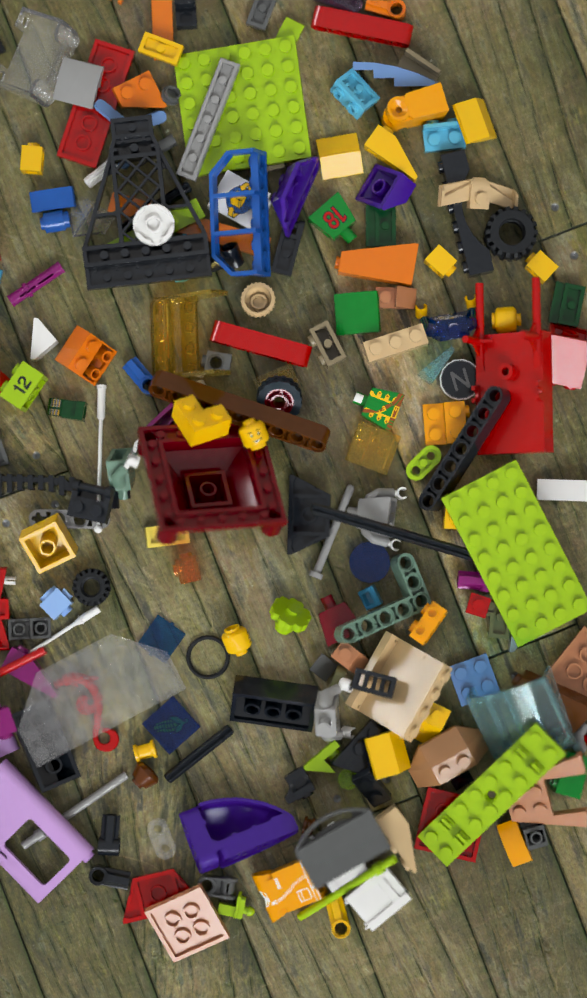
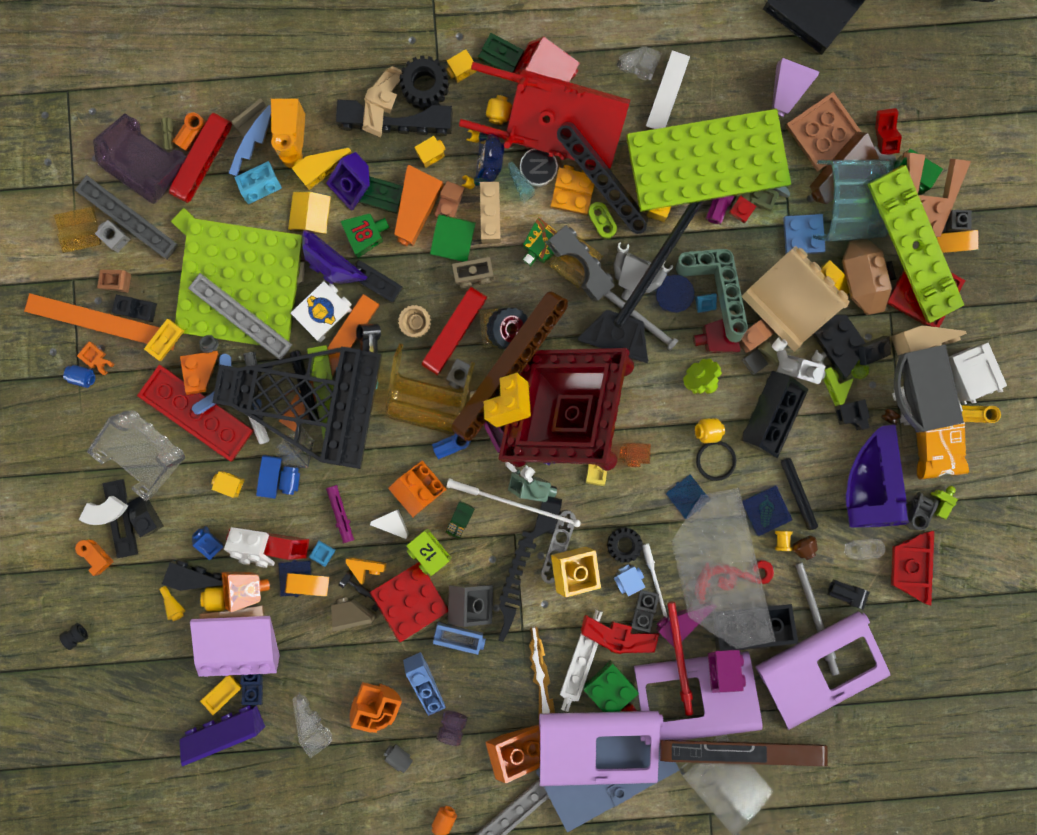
camera: 75 degrees left, 0 degrees up
(78, 82) = (171, 422): light grey slope -> none
(89, 508) = (556, 525): black plate -> none
(112, 877) = (887, 603): black piece -> none
(153, 224) = (319, 391): white tile -> none
(187, 923) = (947, 548): plate -> none
(253, 434) = (535, 357): yellow head -> none
(260, 212) = (332, 293): blue plate -> none
(354, 474) = (596, 281): none -> dark grey arch
(355, 684) = (796, 306): black slope -> none
(376, 869) = (955, 363): lime bar -> none
(387, 754) = (851, 327): yellow slope -> none
(427, 625) = (747, 255): light orange plate -> none
(442, 136) = (319, 116): medium azure bracket -> none
(474, 120) = (314, 84): yellow slope -> none

